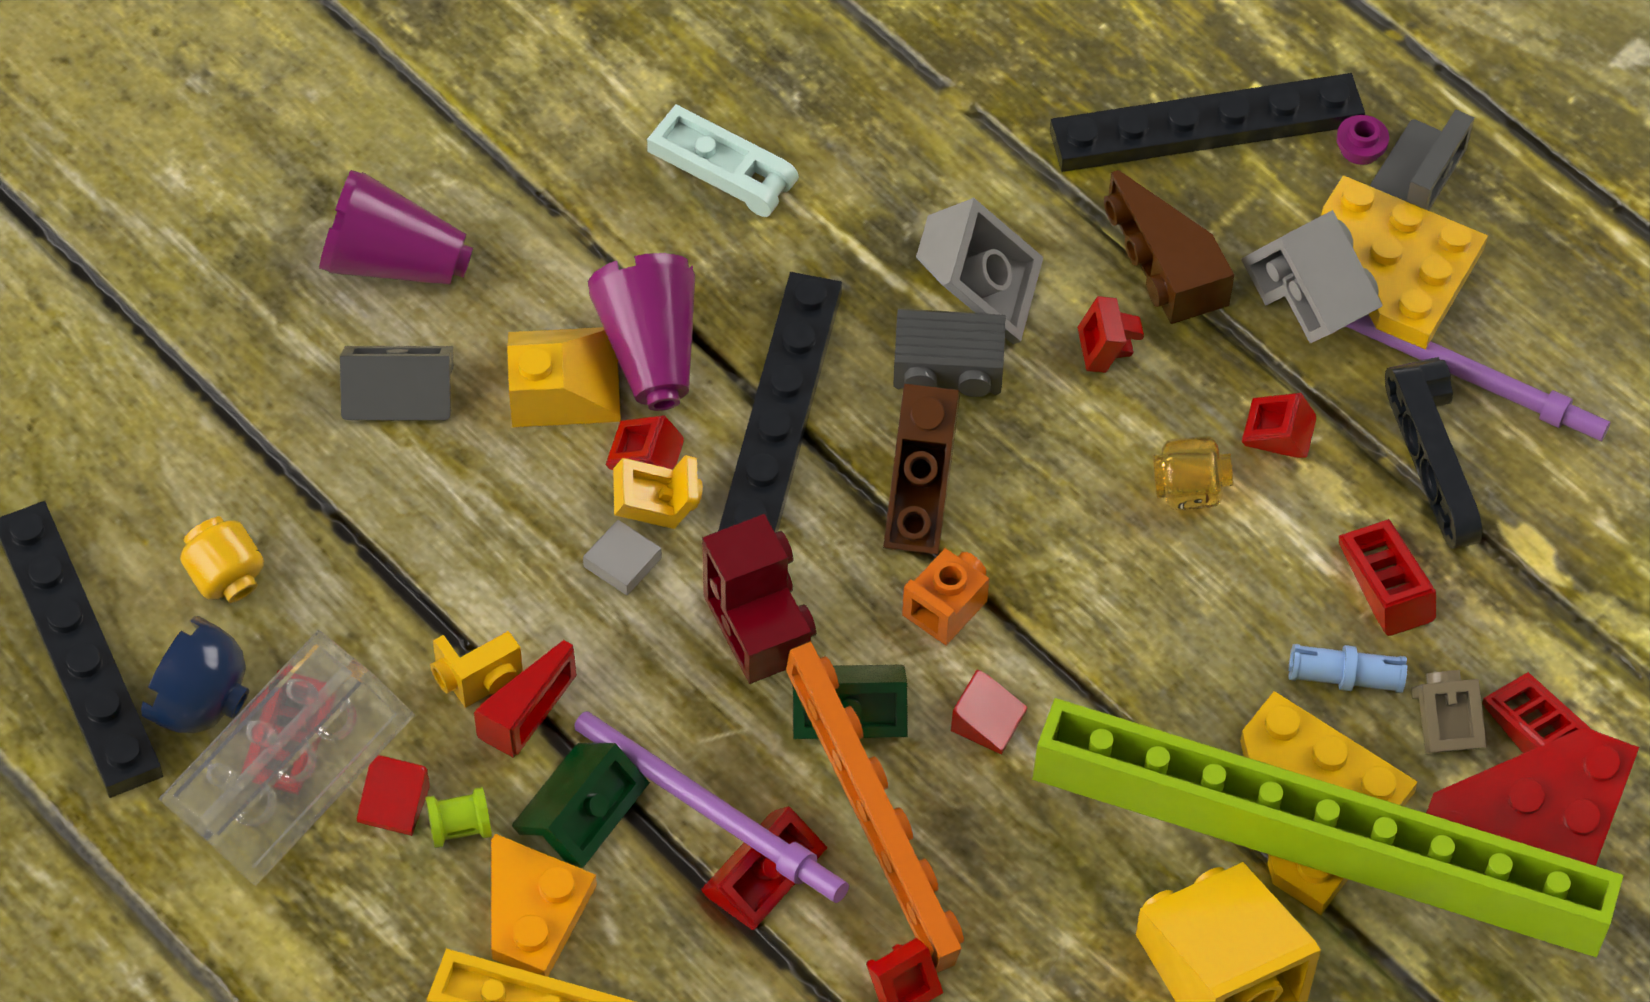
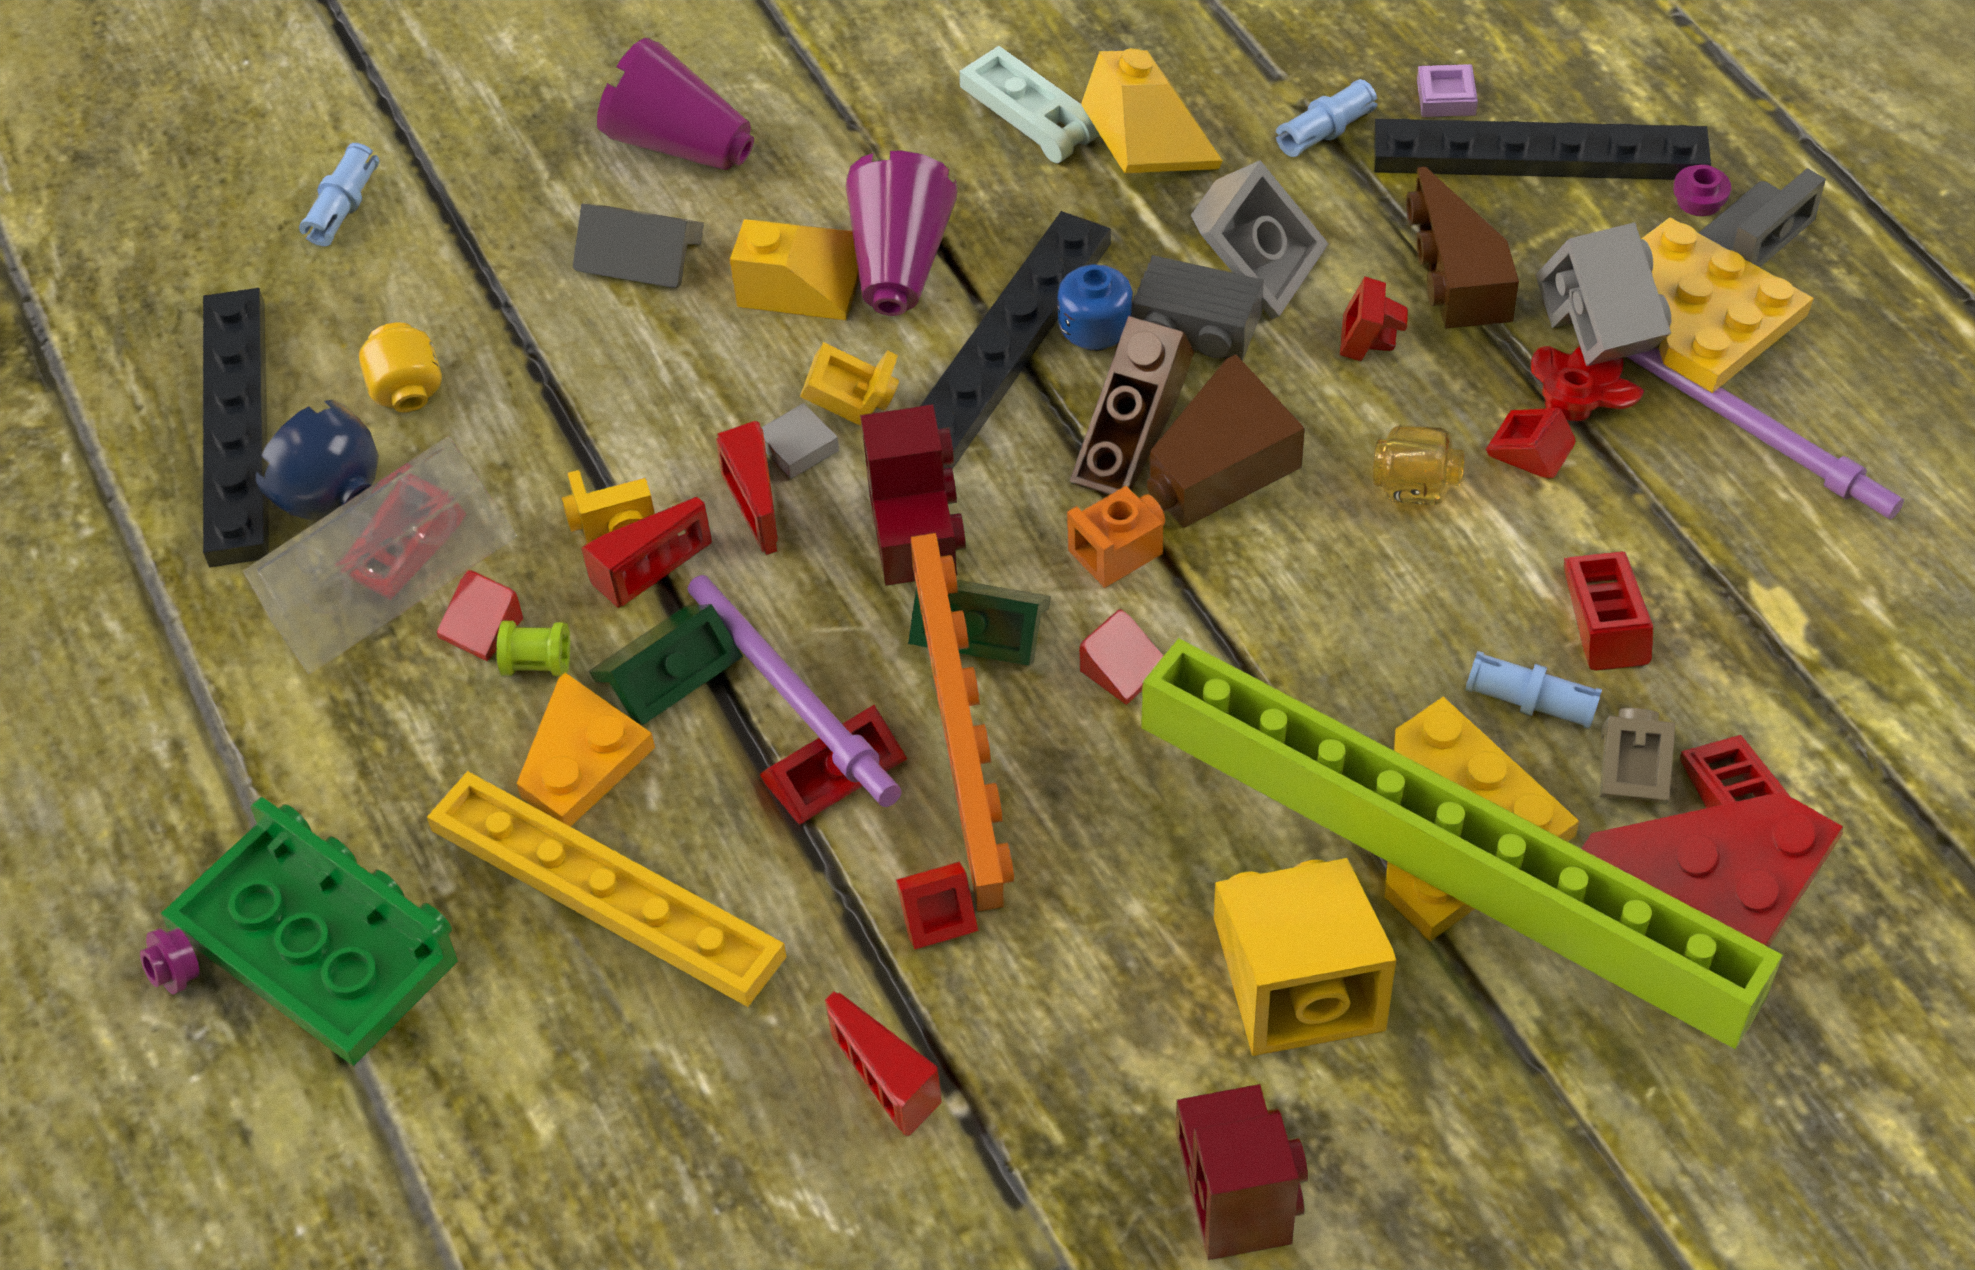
camera: 20 degrees right, 5 degrees down
(83, 384) = (339, 194): none -> light blue pin
(595, 607) = (747, 476): none -> red slope
(648, 441) = (865, 337): red slope -> none
(841, 161) = (1144, 116): none -> yellow slope
(858, 370) = (1094, 306): none -> blue head
(1005, 126) = (1326, 118): none -> light blue pin
(1016, 486) = (1224, 446): none -> reddish brown slope
(1105, 73) = (1447, 90): none -> lavender tile
(1307, 365) = (1581, 387): none -> red plate
(1414, 395) = (1686, 436): black beam -> none

